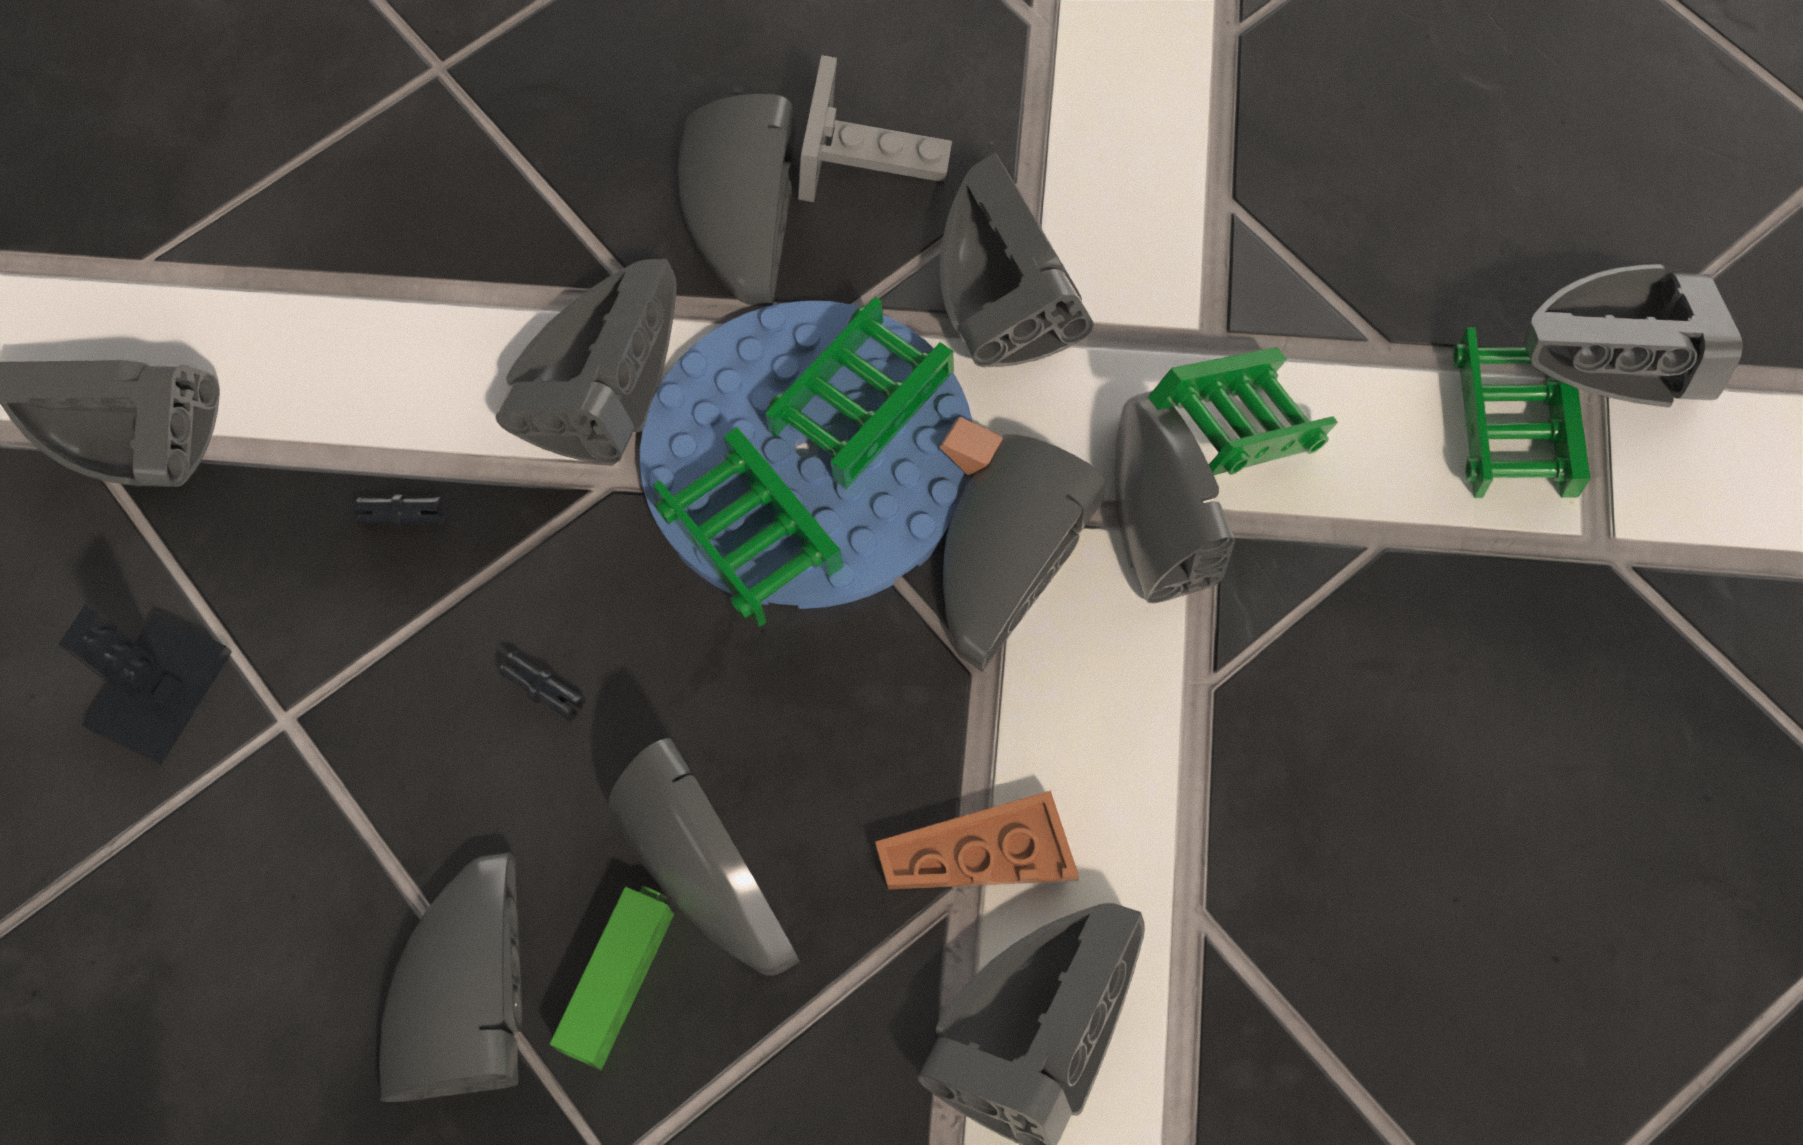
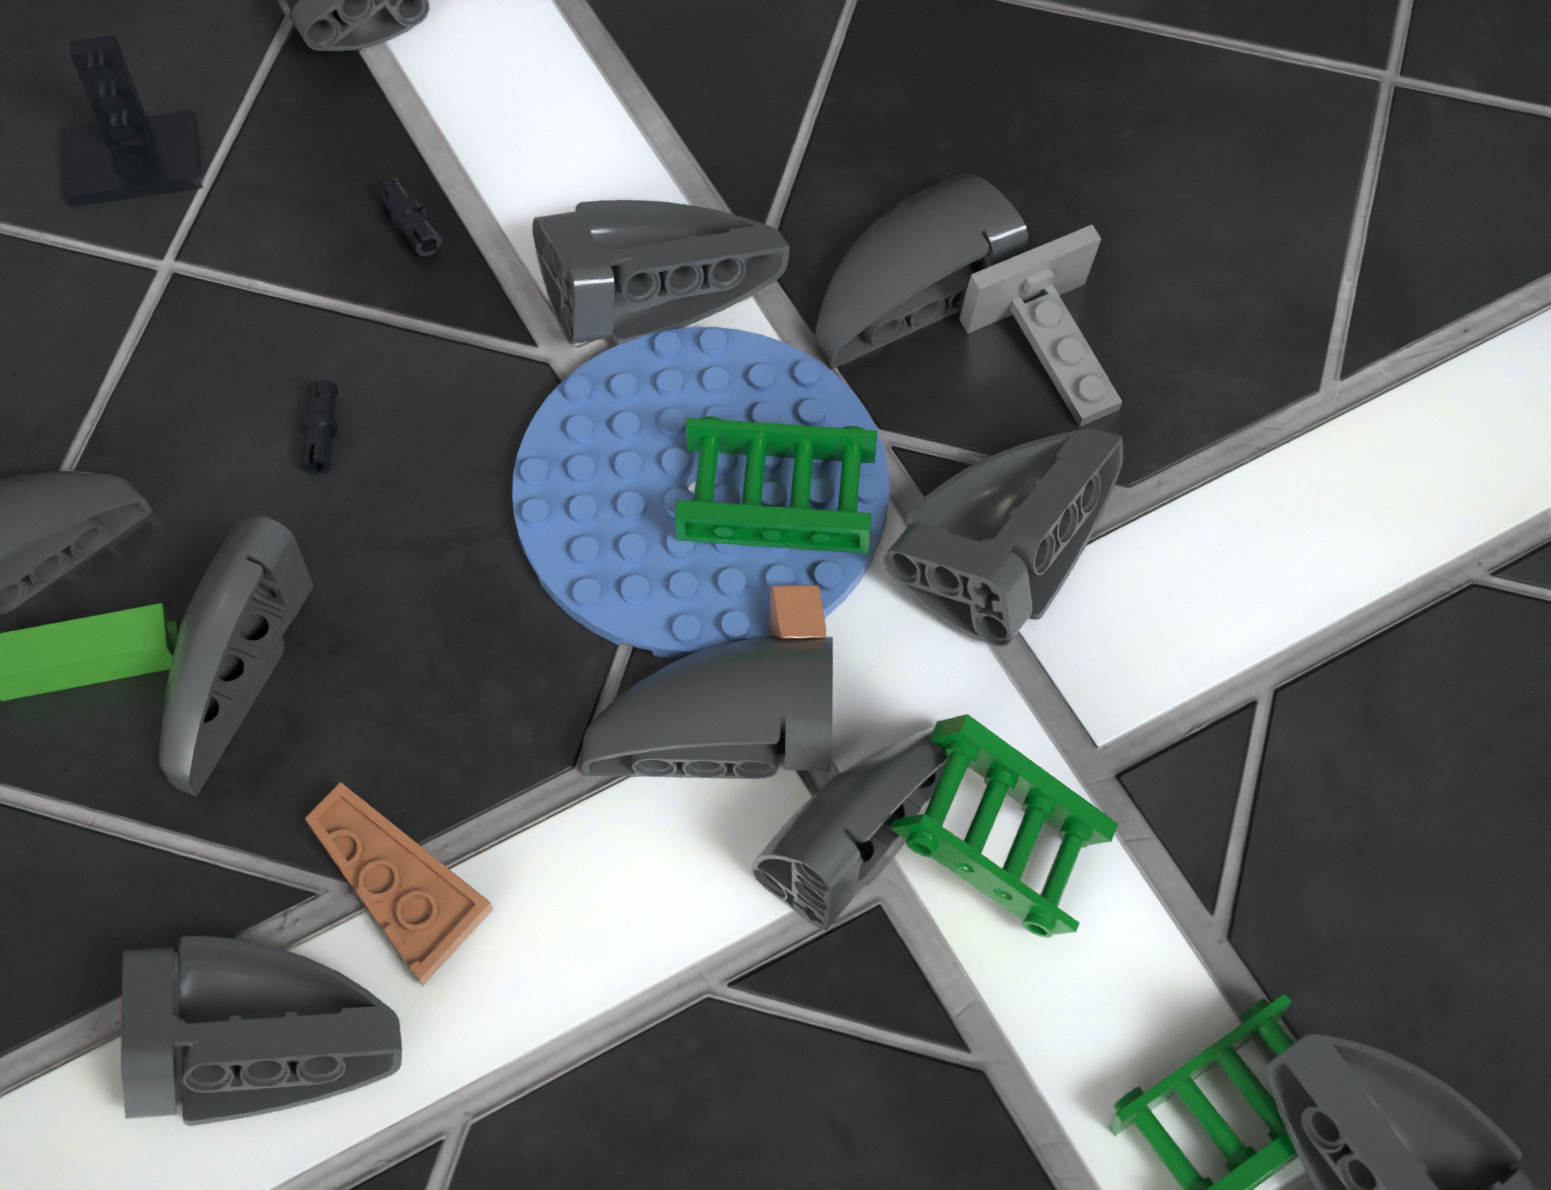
camera: 50 degrees right, 5 degrees down
(765, 488) = (602, 510): green fence -> none

